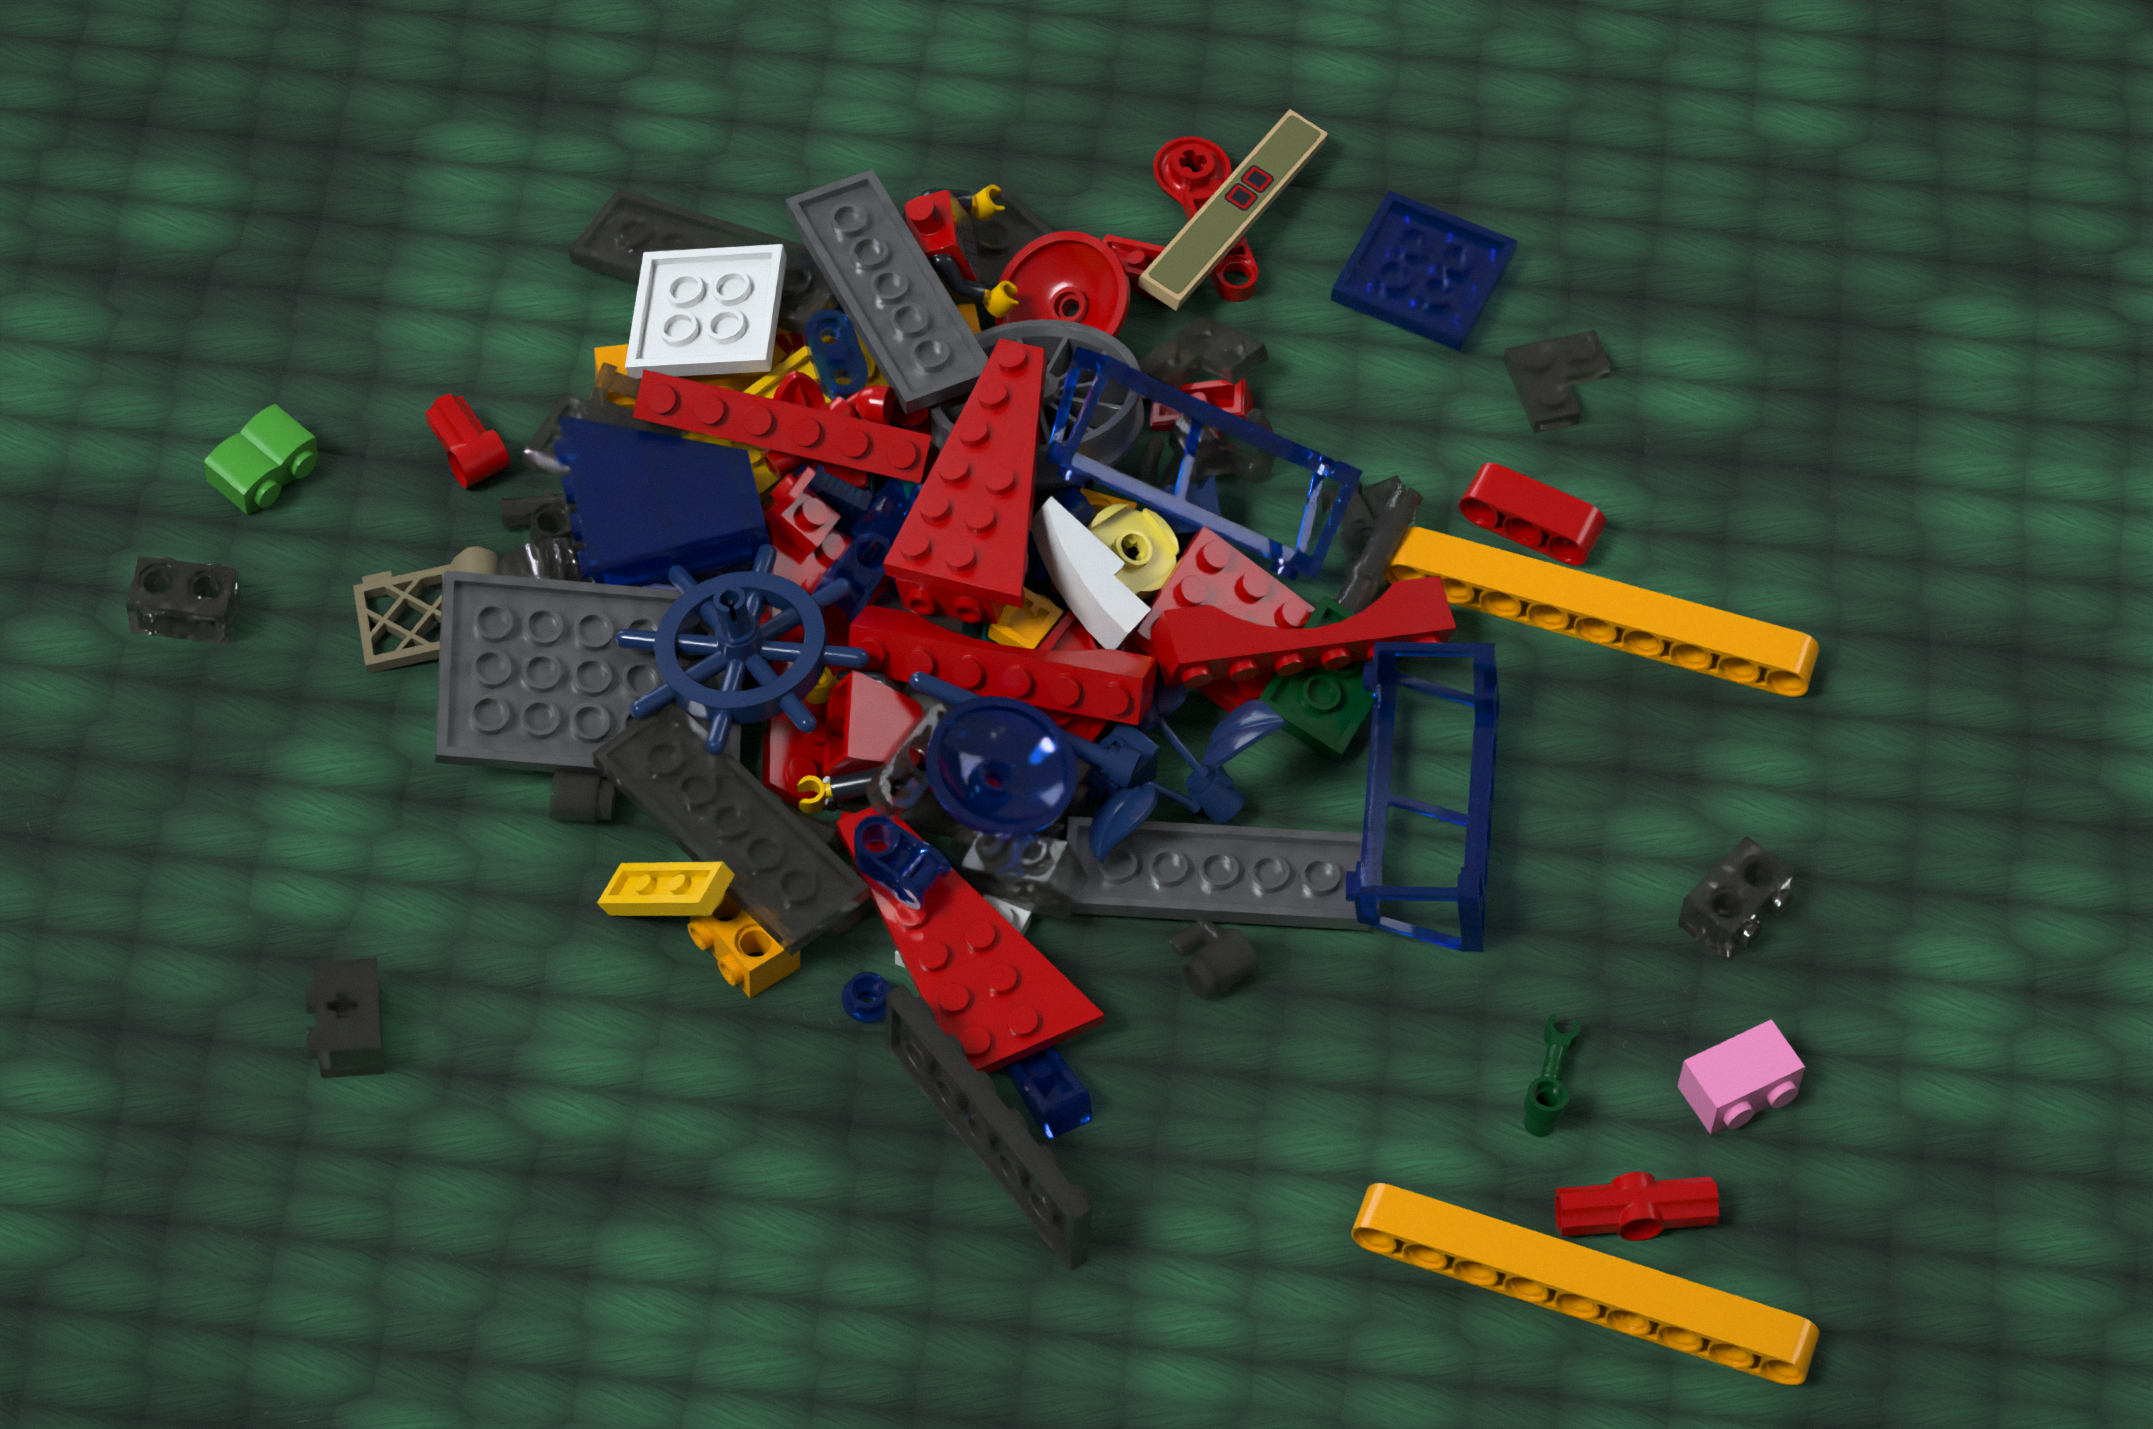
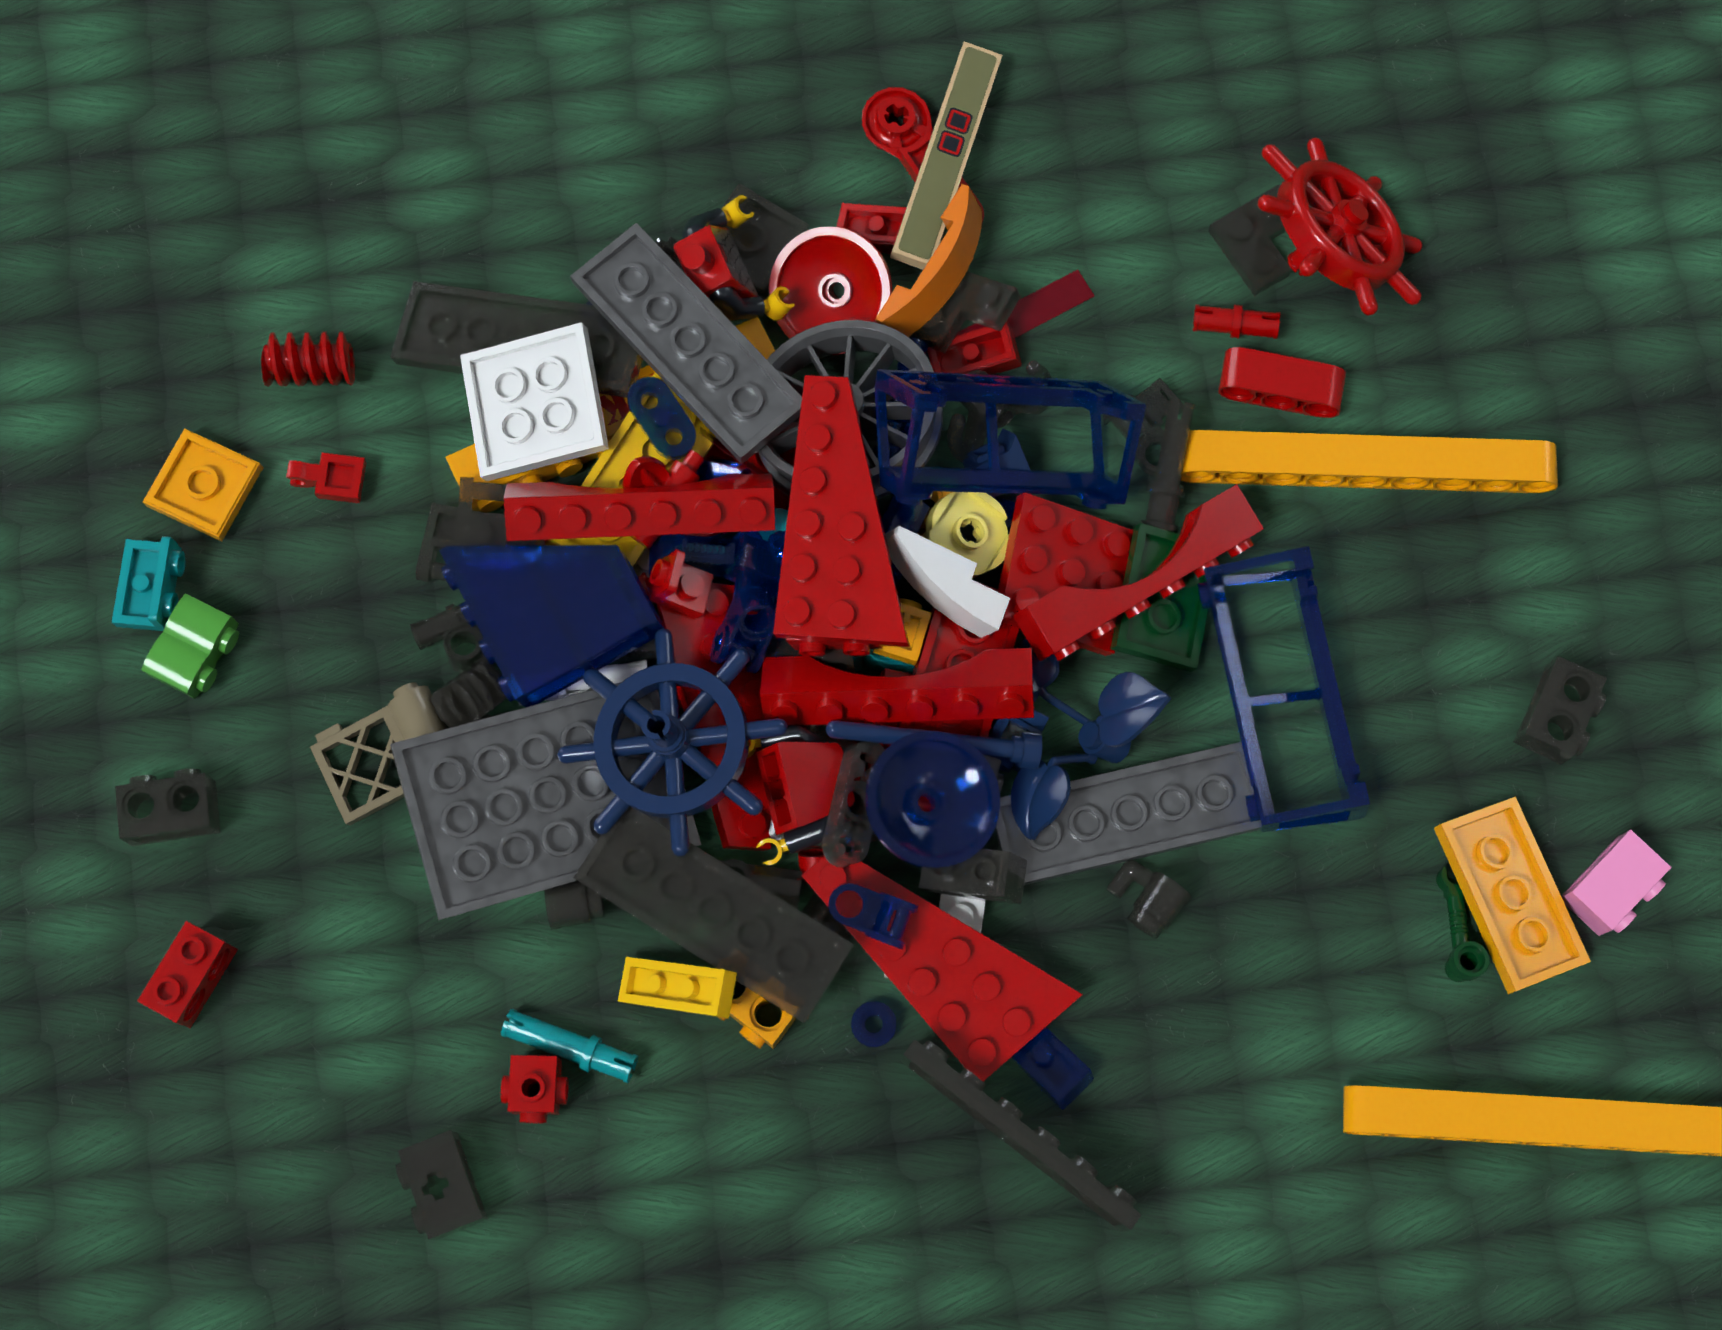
camera: 15 degrees left, 20 degrees up
(150, 753) = (187, 975): none -> red brick
(237, 390) = (148, 584): none -> teal bracket
(327, 319) = (203, 484): none -> light orange plate
(466, 347) = (335, 476): none -> red plate
(469, 447) = (369, 582): red piece -> none
(480, 231) = (307, 360): none -> red piece
(480, 949) = (526, 1072): none -> red brick
(546, 938) = (587, 1052): none -> teal pin
(876, 403) = (712, 462): red hinge -> none
(1190, 306) = (911, 309): none -> orange slope
(1300, 383) = (1045, 304): none -> dark red sticker
(1424, 270) = (1120, 165): clear blue plate -> none
(1501, 445) = (1236, 321): none -> red pin
(1619, 1057) = (1511, 895): none -> light orange plate
(1636, 1206) = (1566, 1033): red piece -> none
(1639, 369) = (1341, 226): none -> red piece

